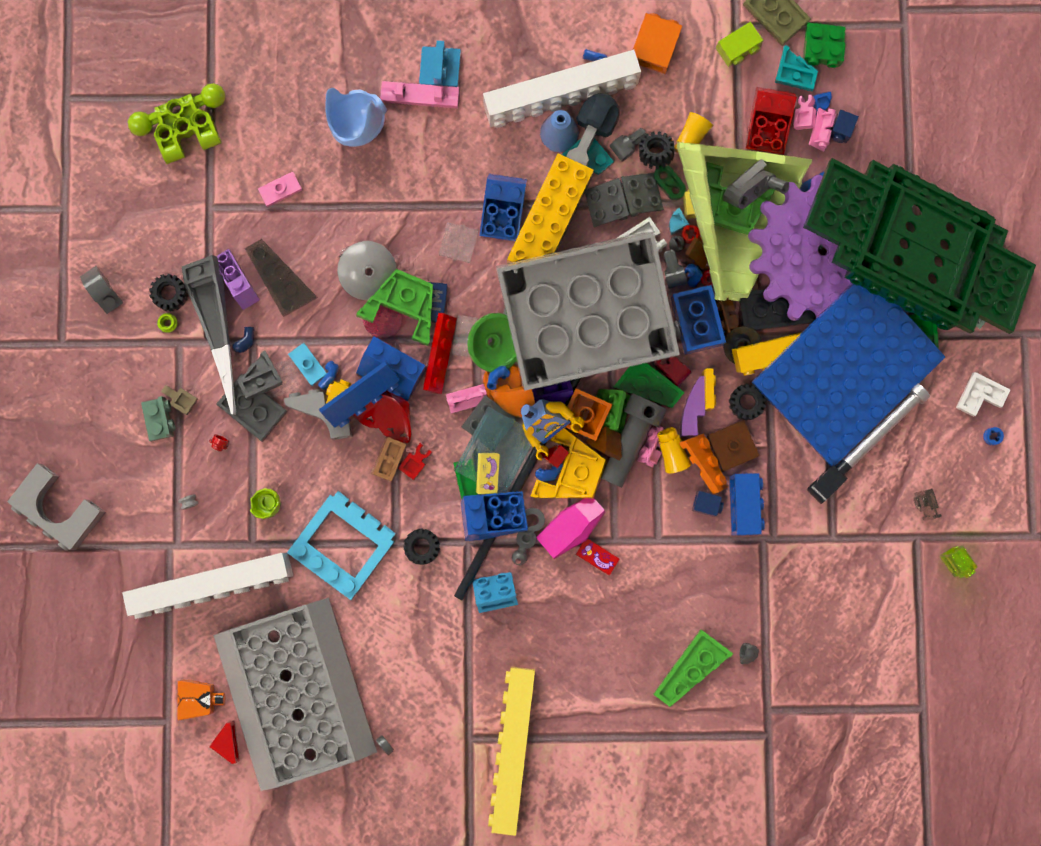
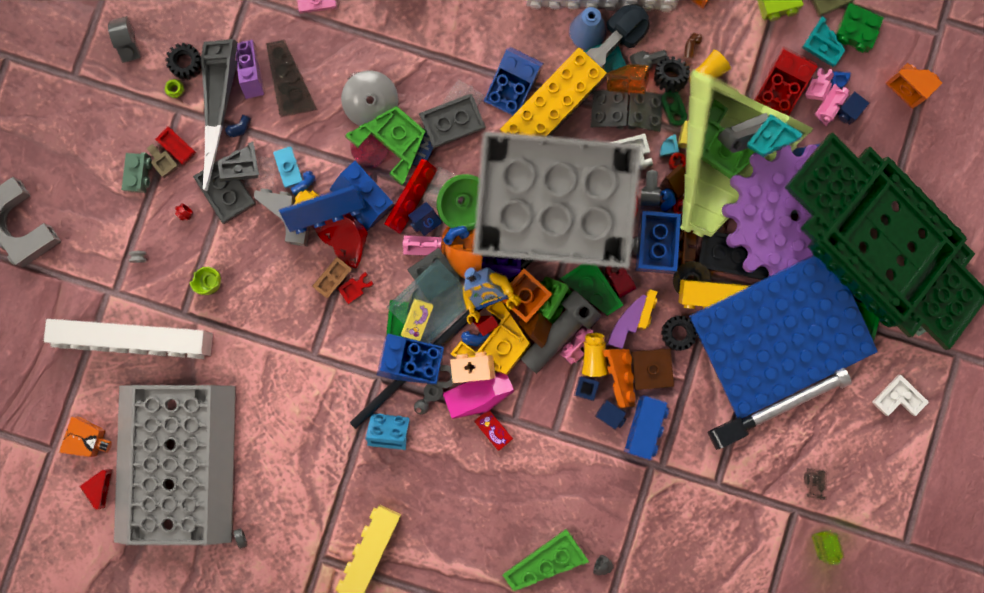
camera: 20 degrees right, 0 degrees up
(188, 379) = (175, 145): none -> red tile
(325, 567) = (240, 356): medium azure hinge -> none
(433, 550) = (324, 363): black tyre -> none
(455, 265) = (452, 121): none -> dark grey tile
(461, 372) = (424, 219): none -> dark blue brick
(549, 510) = (461, 367): none -> light nougat brick
(616, 168) = (629, 79): none -> clear orange slope
(665, 115) = (690, 44): none -> reddish brown arm
(673, 245) = (658, 166): dark grey hinge -> none
(675, 486) = (586, 388): none -> dark blue brick
(776, 181) = (773, 136): none -> teal wing
(895, 84) = (913, 85): none -> orange slope
(994, 430) = (904, 443): blue bush -> none

